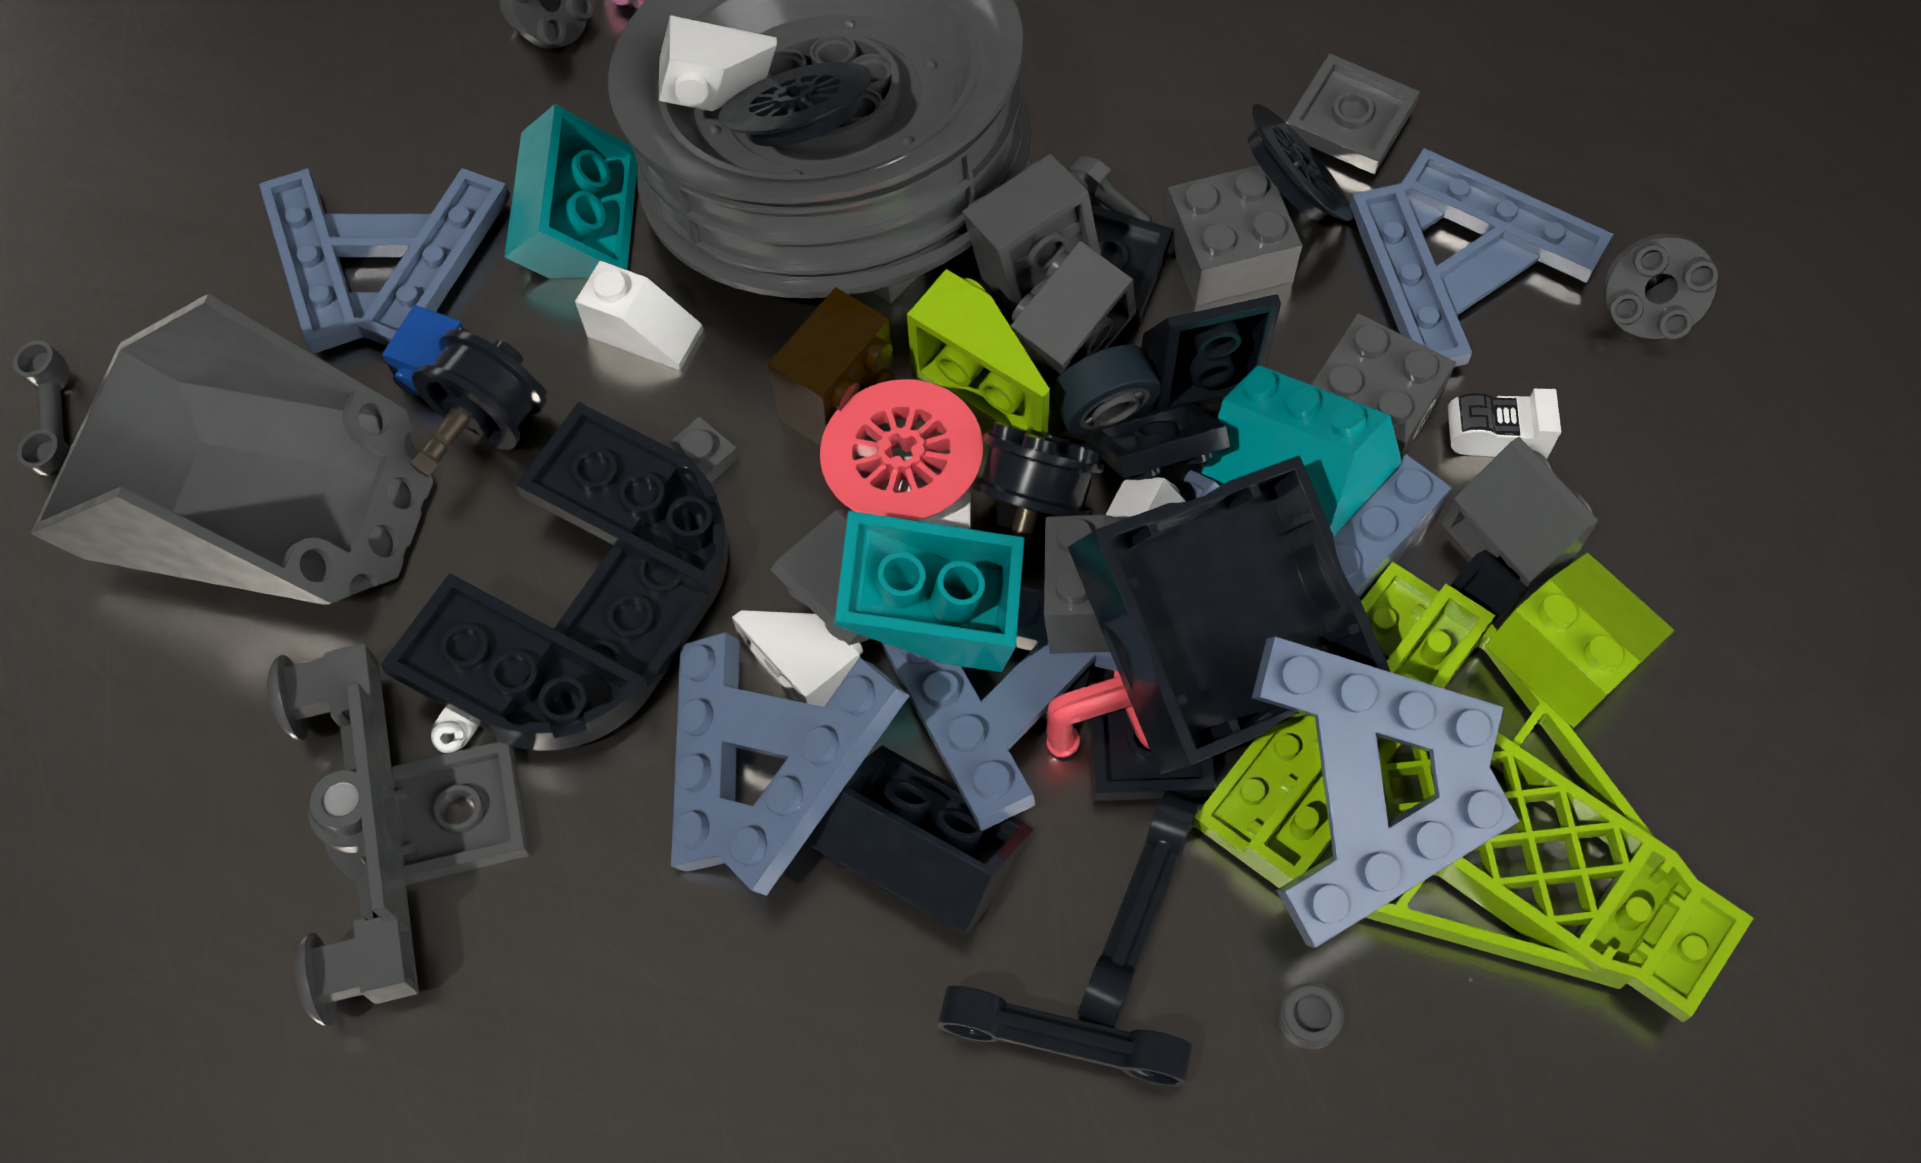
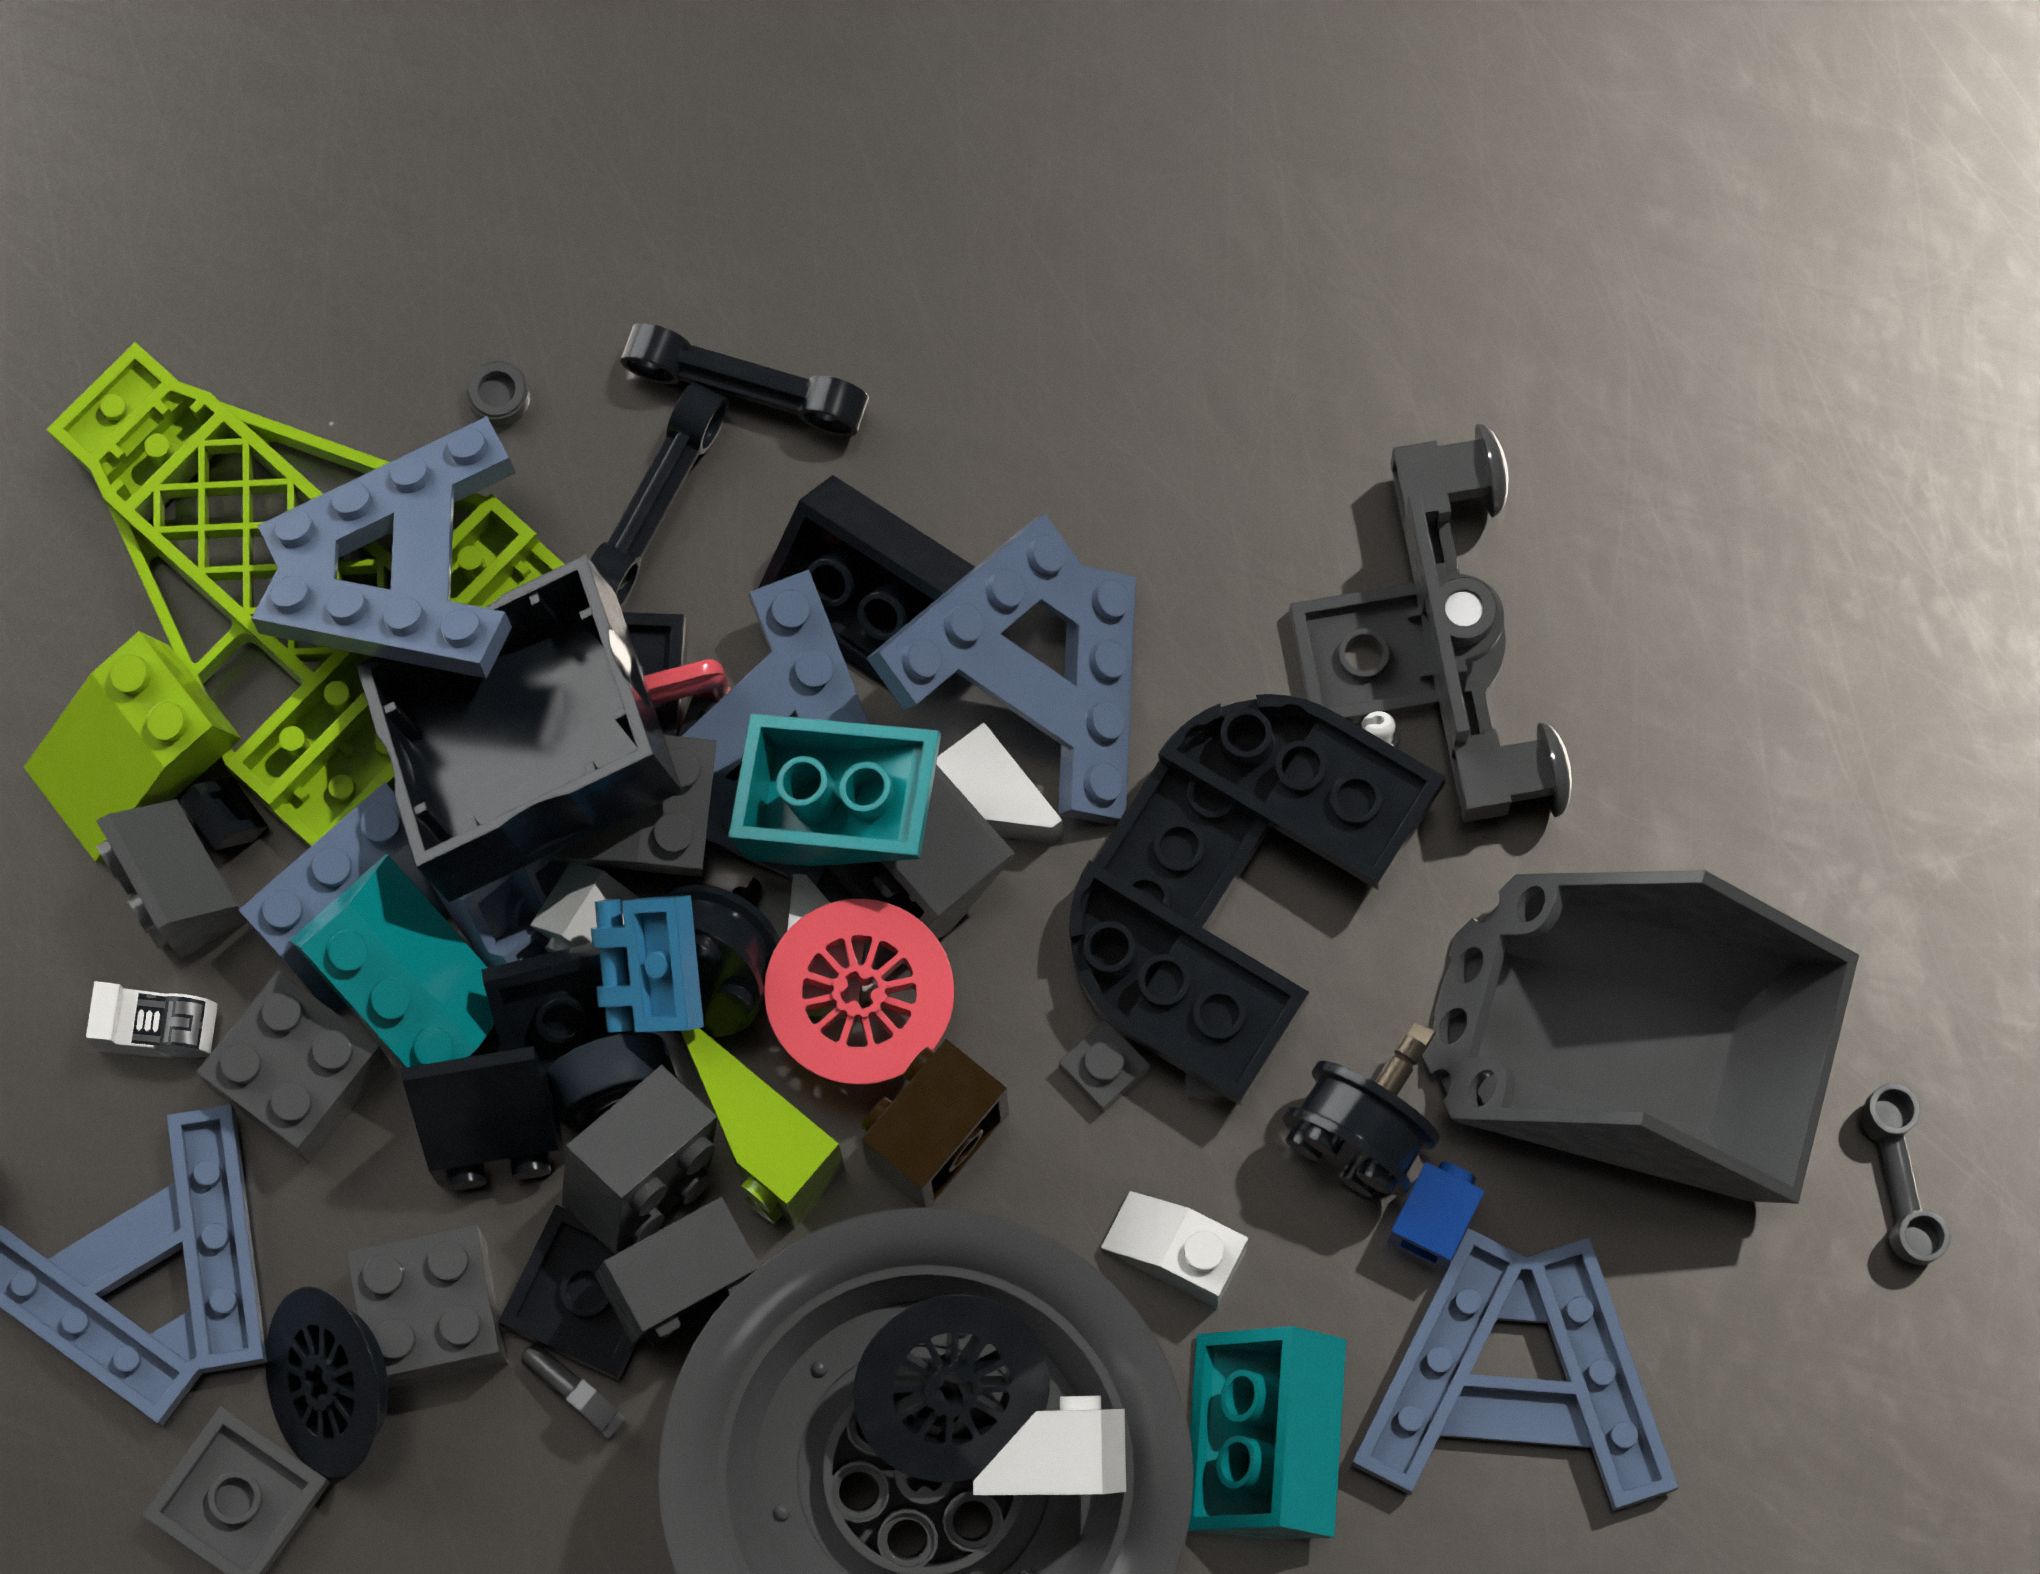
camera: 175 degrees left, 10 degrees up
(1082, 427) = (660, 964): none -> dark azure plate

